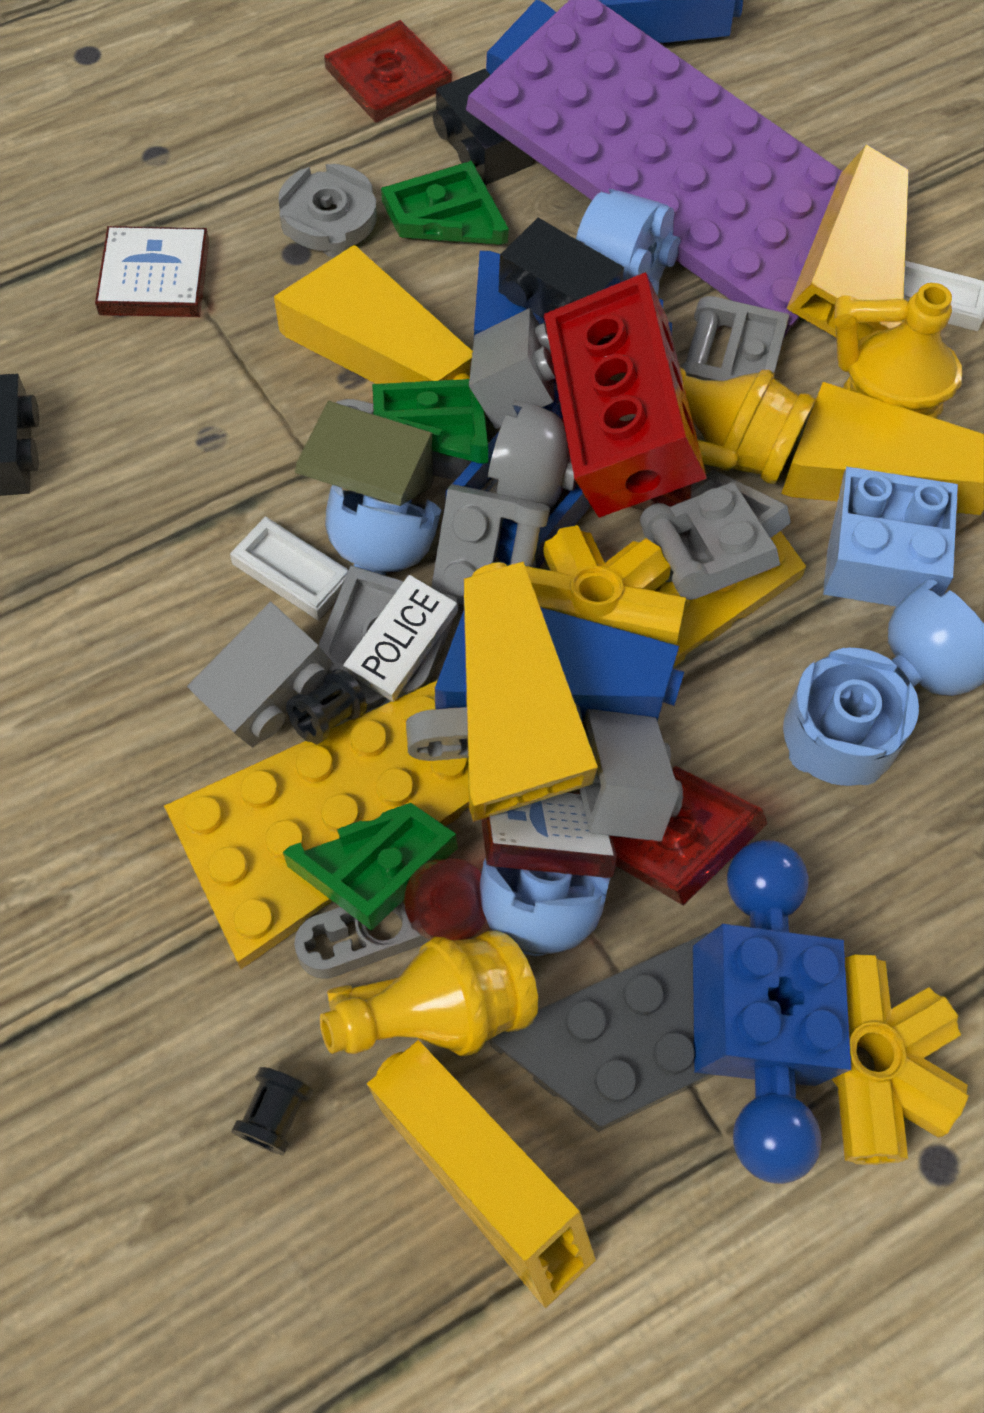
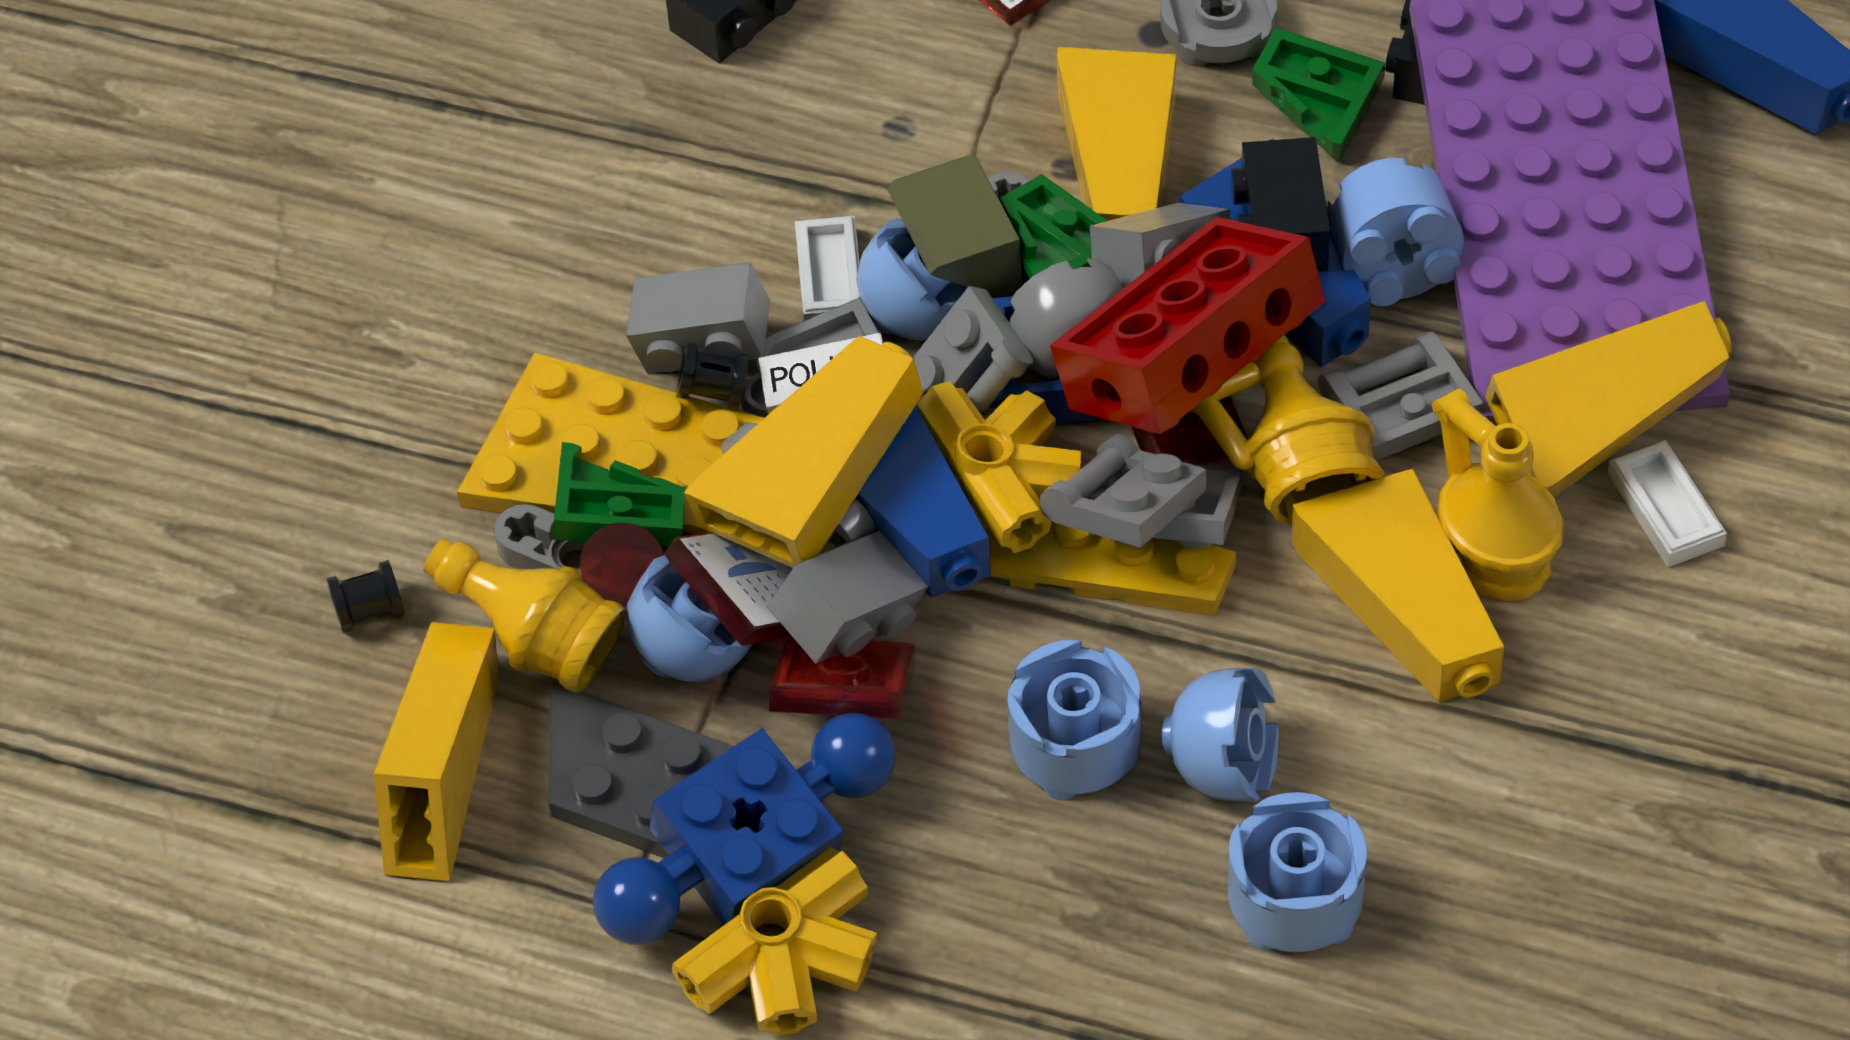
camera: 55 degrees right, 10 degrees down
(890, 536) = (1304, 629): light blue slope -> none

